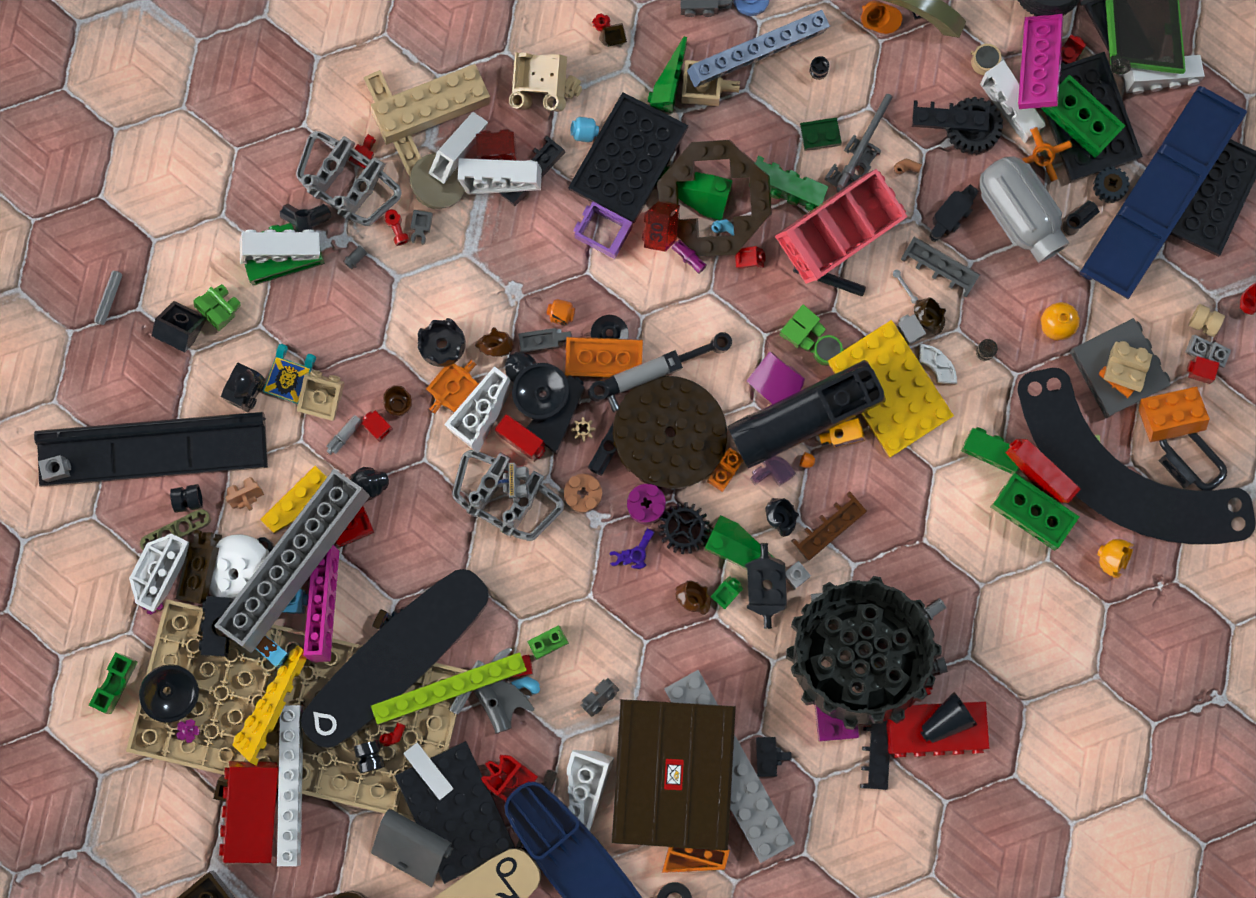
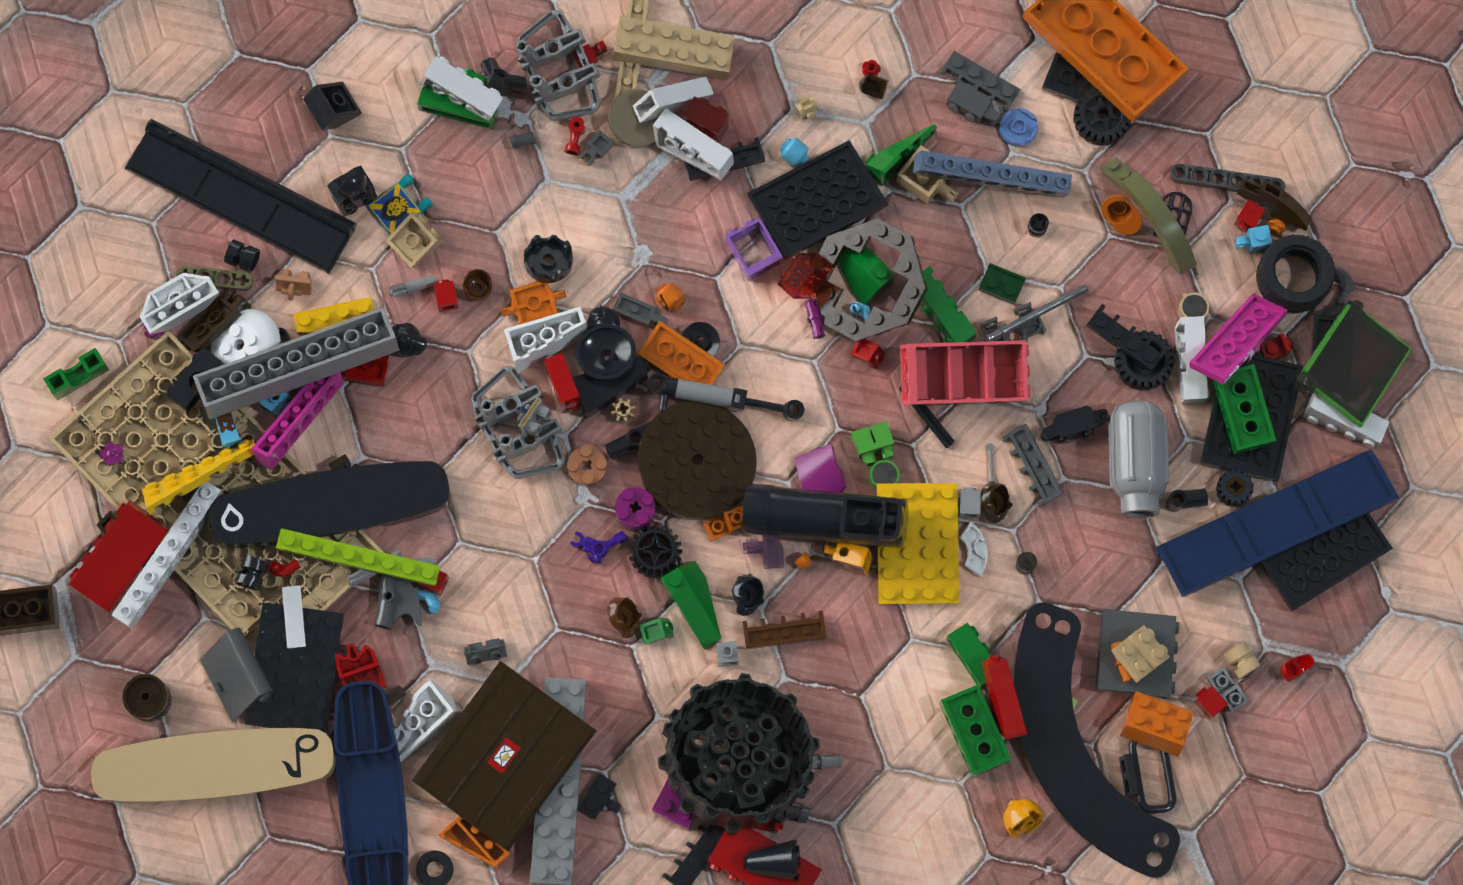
camera: 25 degrees right, 5 degrees down
(47, 465) = (139, 157): light grey brick -> none
(108, 297) = (288, 44): light grey axle -> none
(177, 701) = (117, 423): black dish -> none
(215, 308) = (373, 109): bright green hips -> none
(495, 343) = (594, 288): reddish brown hair -> none
(539, 75) = (785, 81): tan piece -> none
(548, 641) = (465, 573): bright green hips -> none
(763, 600) = (682, 655): black plate -> none
(905, 165) = (1060, 357): nougat arm -> none
(1041, 146) = (1197, 424): orange bar -> none
(1060, 321) = (1109, 580): light orange cylinder -> none

